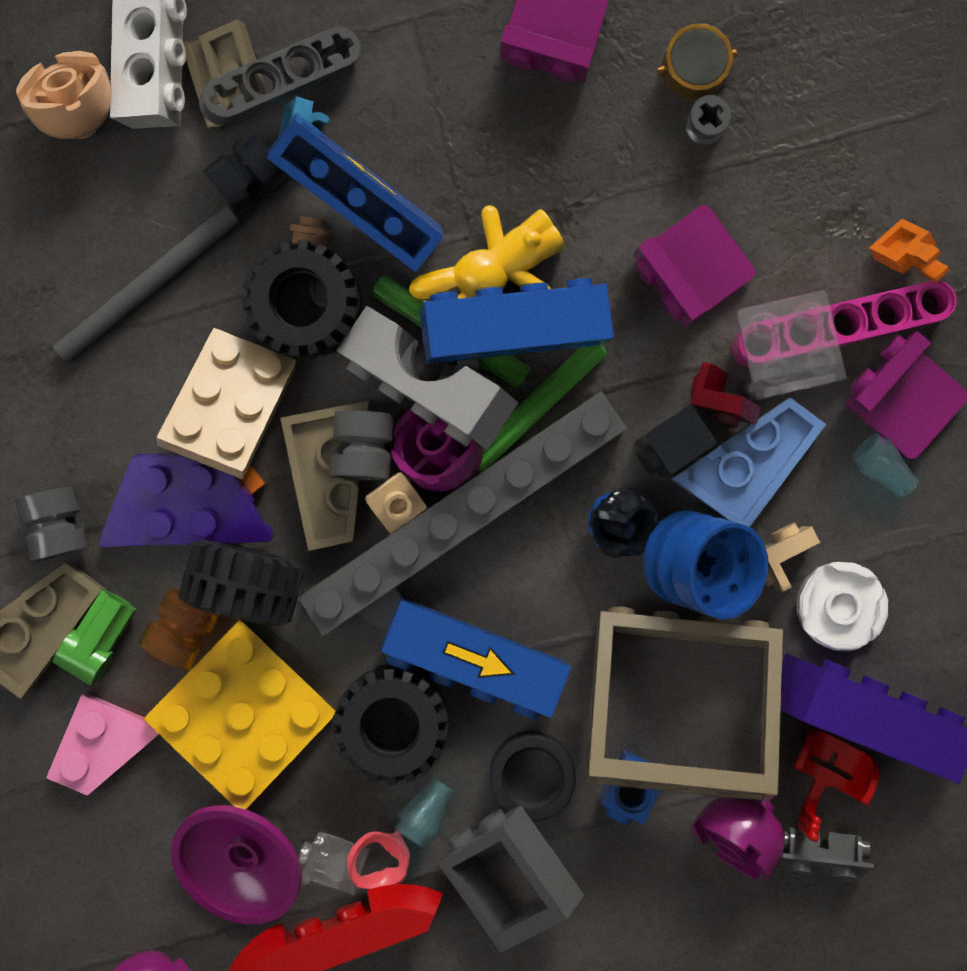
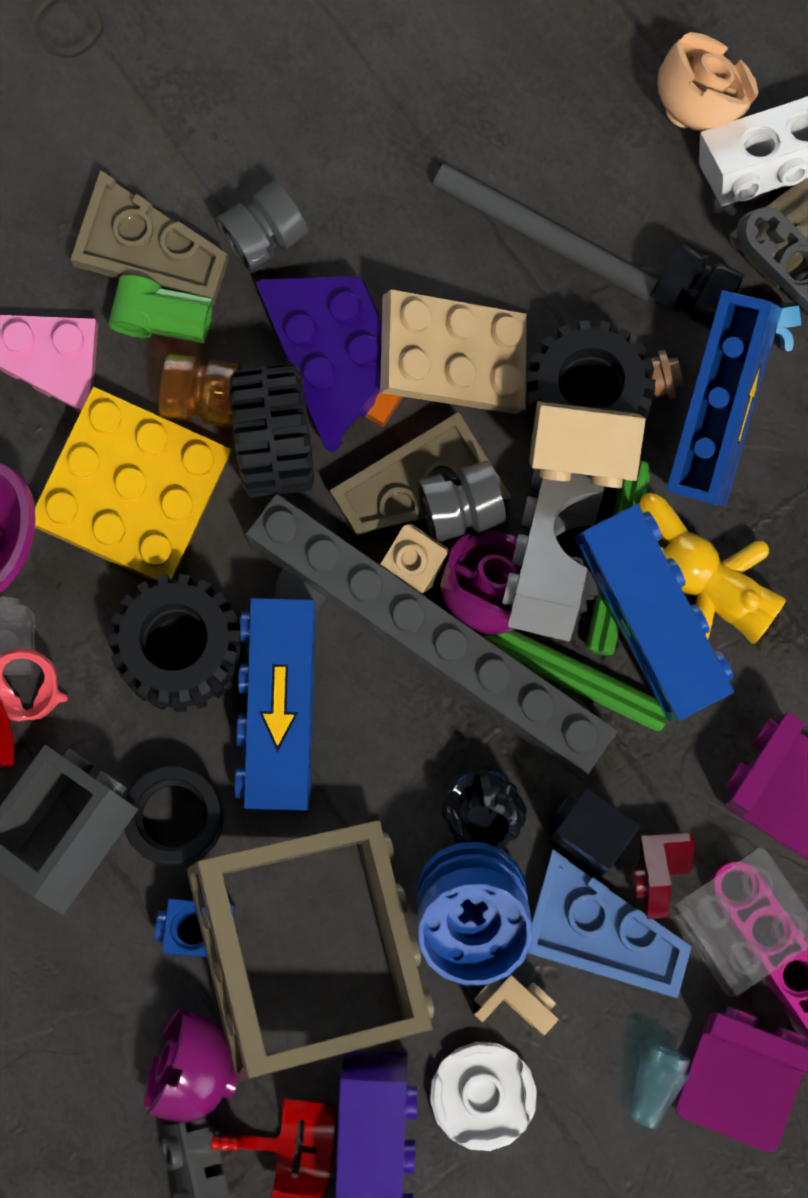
camera: 70 degrees right, 10 degrees down
(354, 323) = (586, 443): none -> tan brick
(424, 813) = (93, 715): clear light blue cone -> none

